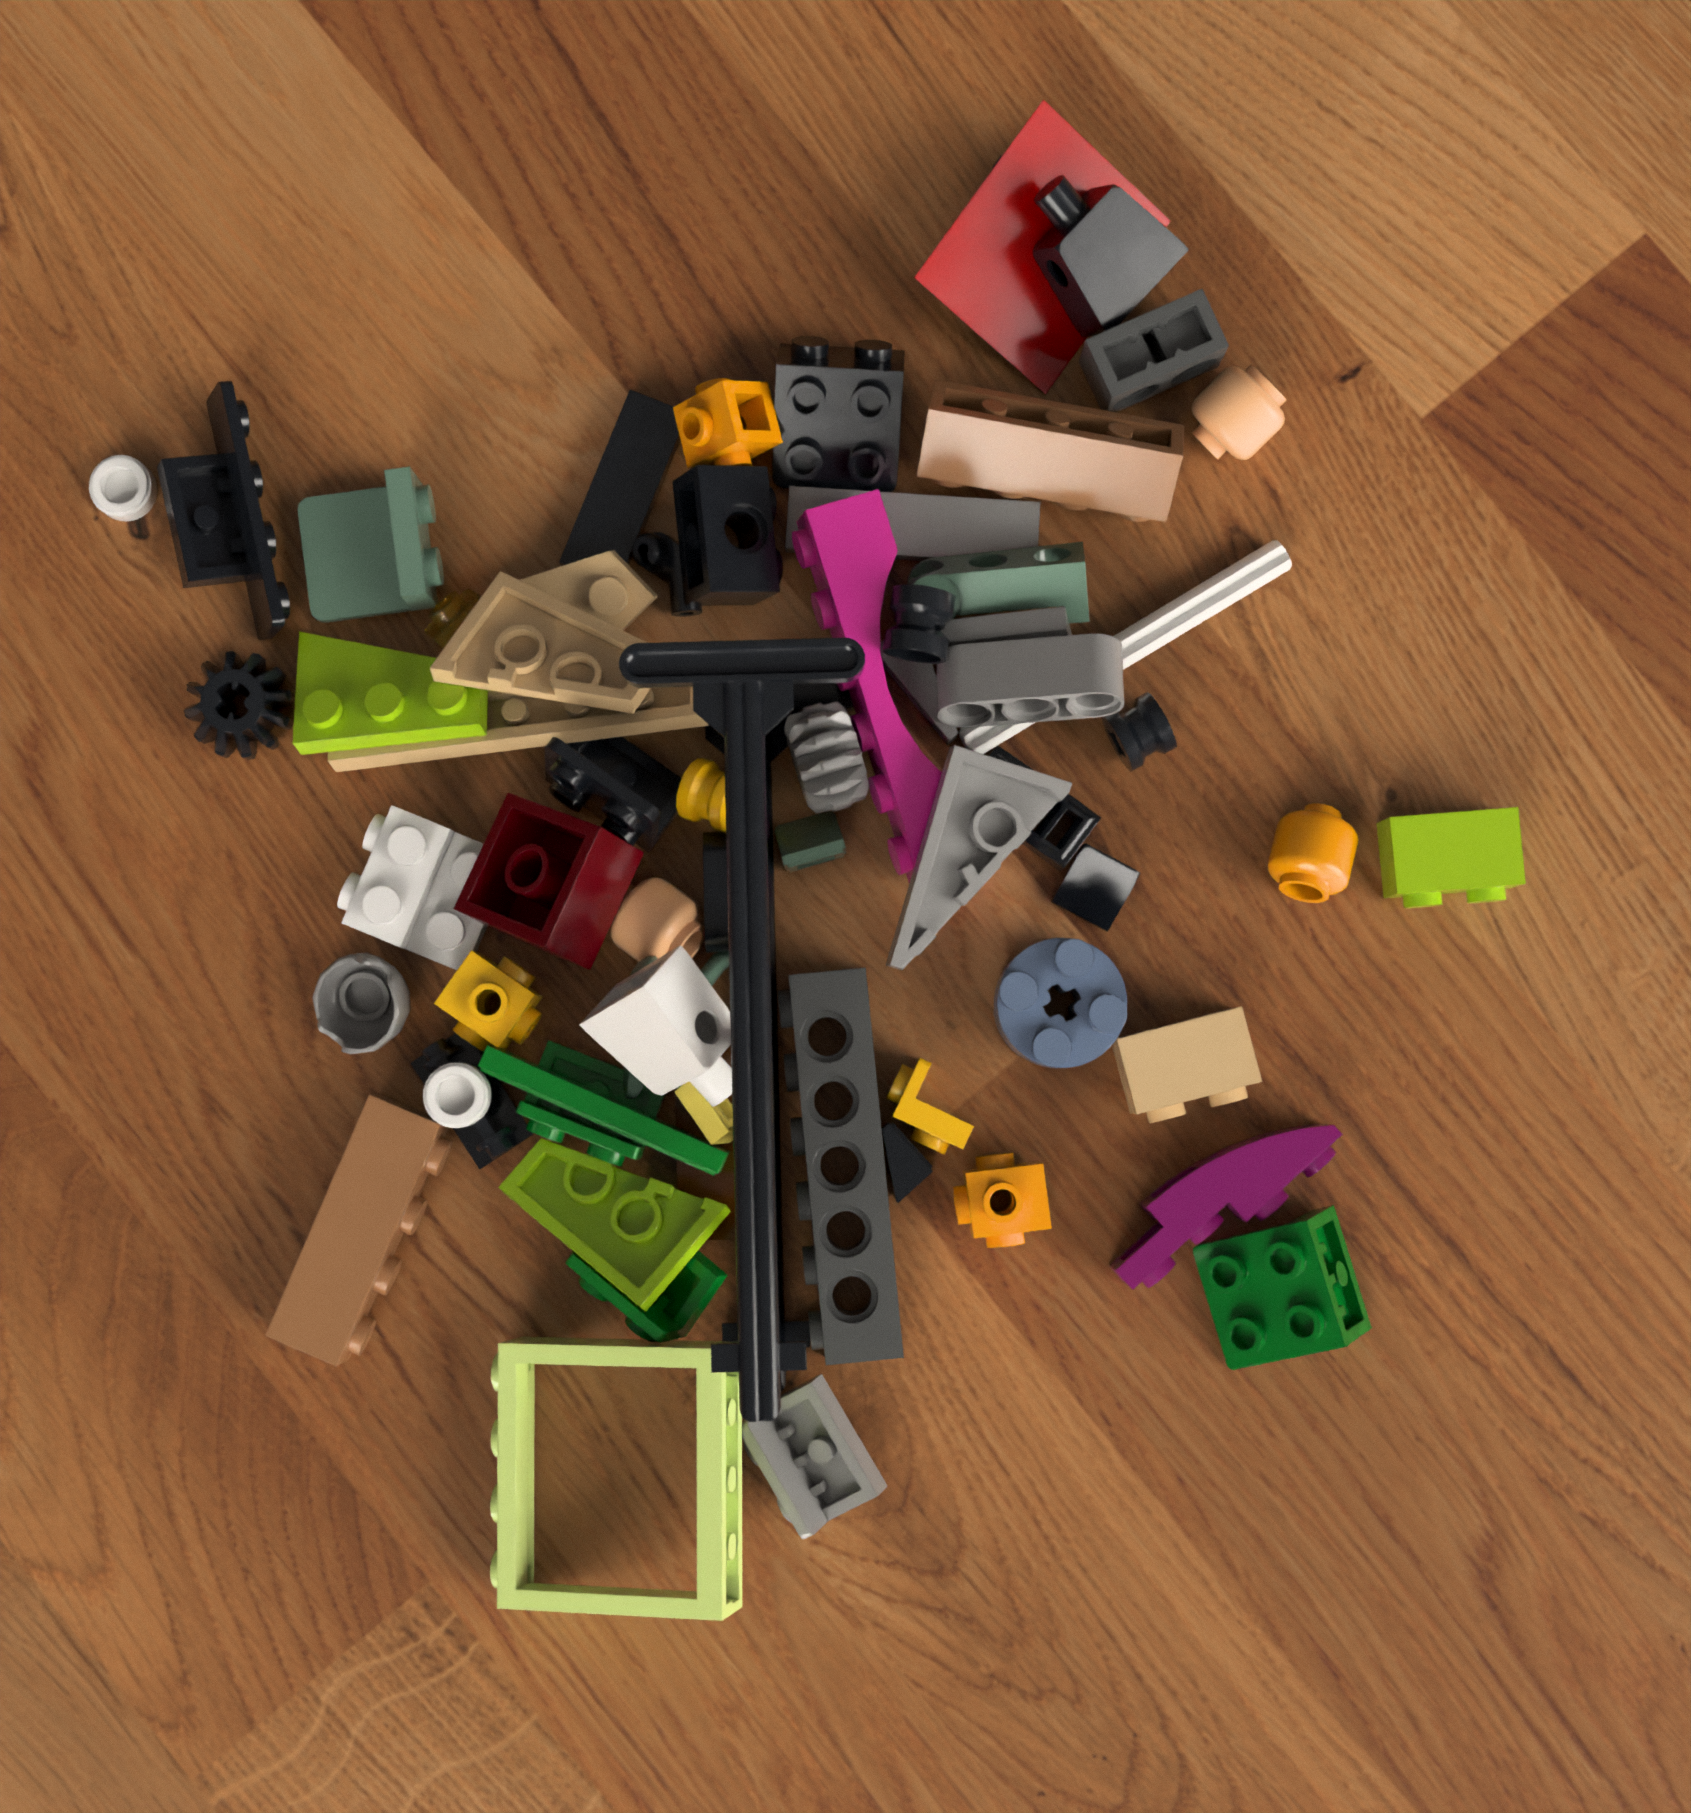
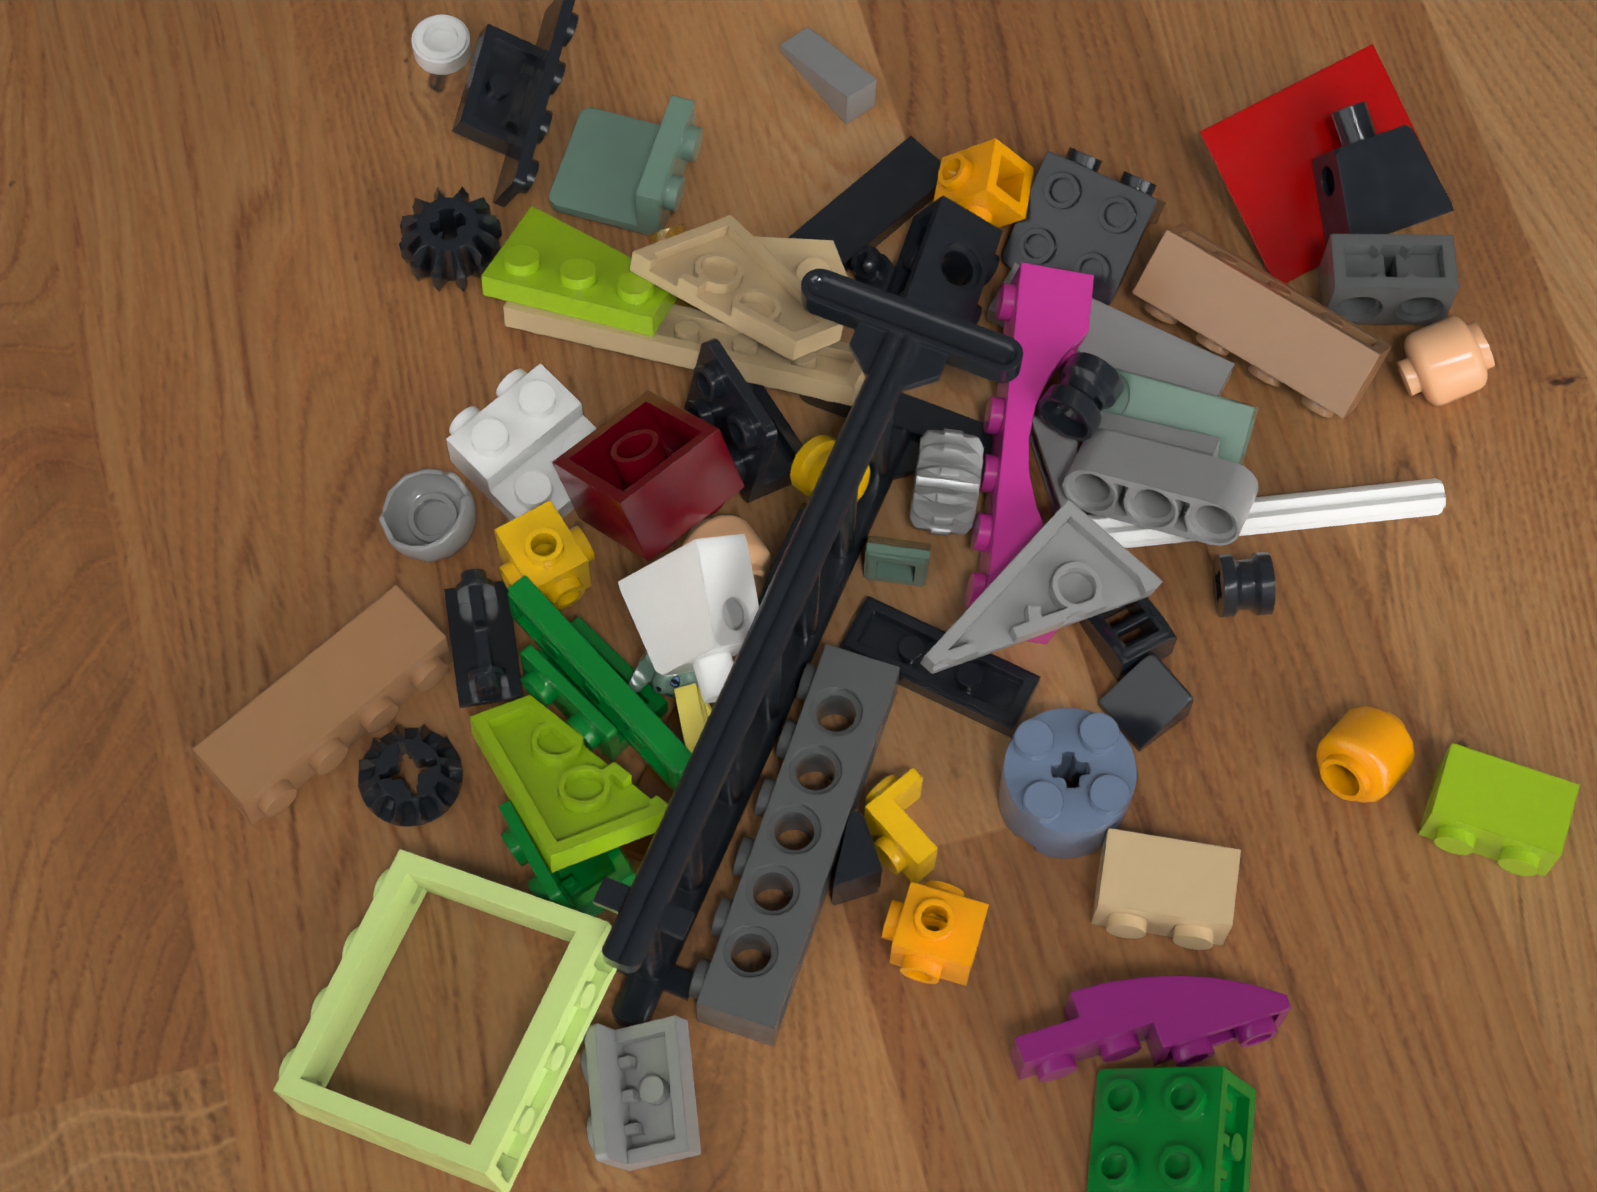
camera: 20 degrees right, 20 degrees down
(457, 1095) = (475, 615): white tile -> none
(498, 1255) = (436, 787): none -> black gear
(518, 350) = (831, 74): none -> light grey piece
(865, 927) = (980, 689): none -> black tile

